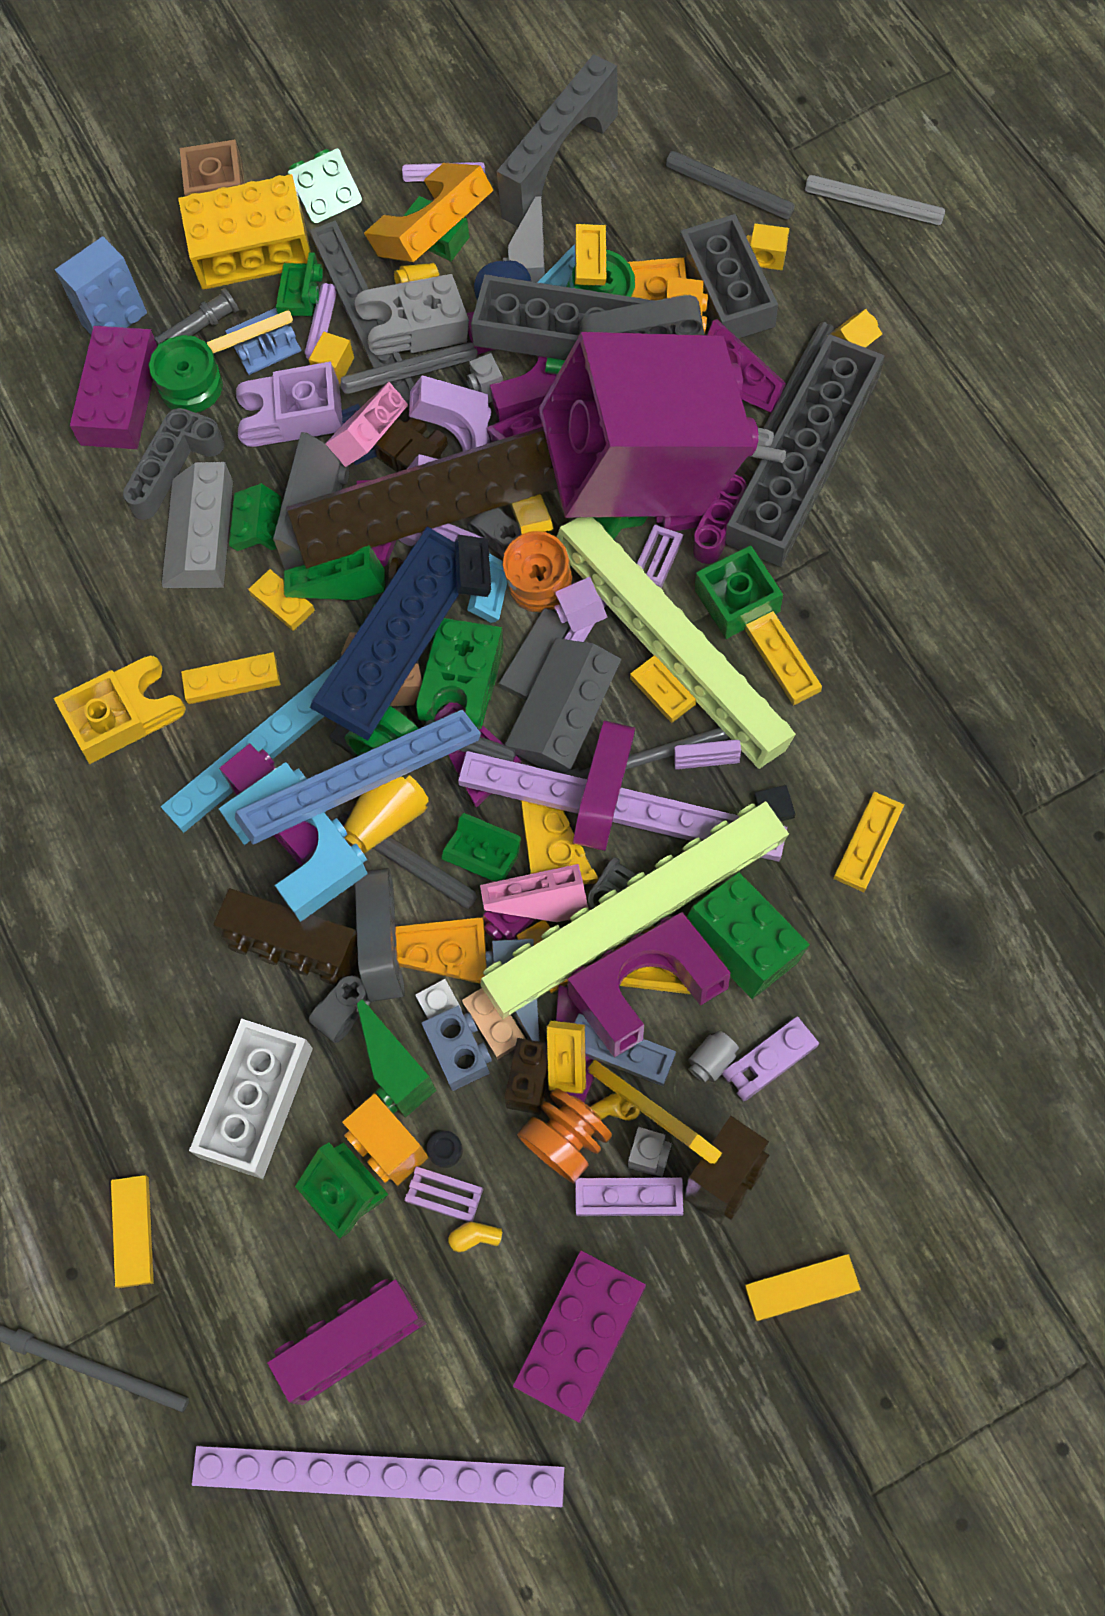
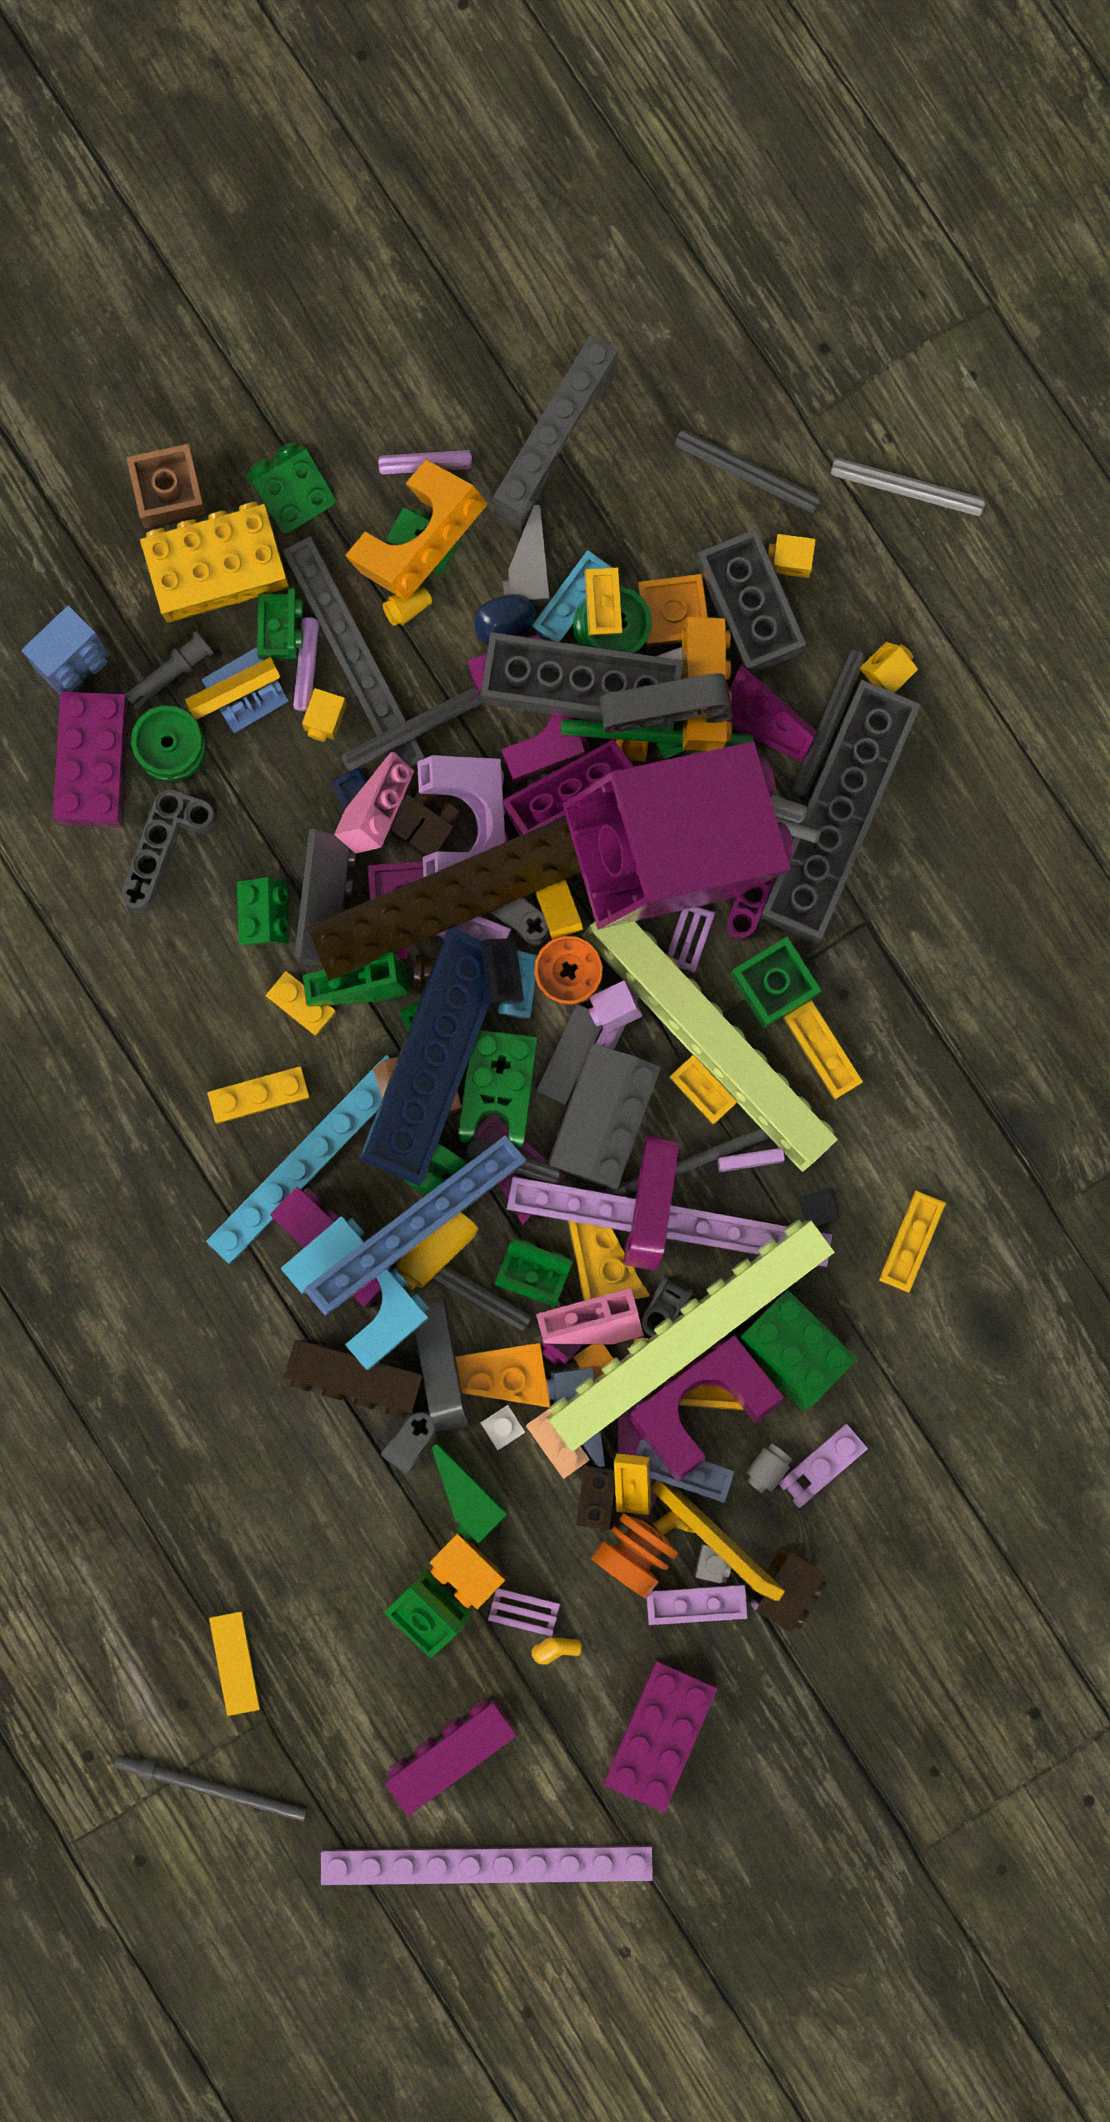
camera: 10 degrees left, 15 degrees up
(122, 704) = (159, 1141): yellow brick -> none
(198, 527) = (201, 925): light grey slope -> none
(251, 1099) = (335, 1536): white brick -> none
(290, 403) = (281, 781): lavender brick -> none
(416, 314) = (403, 661): light grey brick -> none
(444, 1149) = (520, 1568): black tile -> none
(451, 1049) = (518, 1476): sand blue brick -> none
(483, 374) = (493, 736): light grey brick -> none
(802, 1287) = (857, 1676): yellow tile -> none

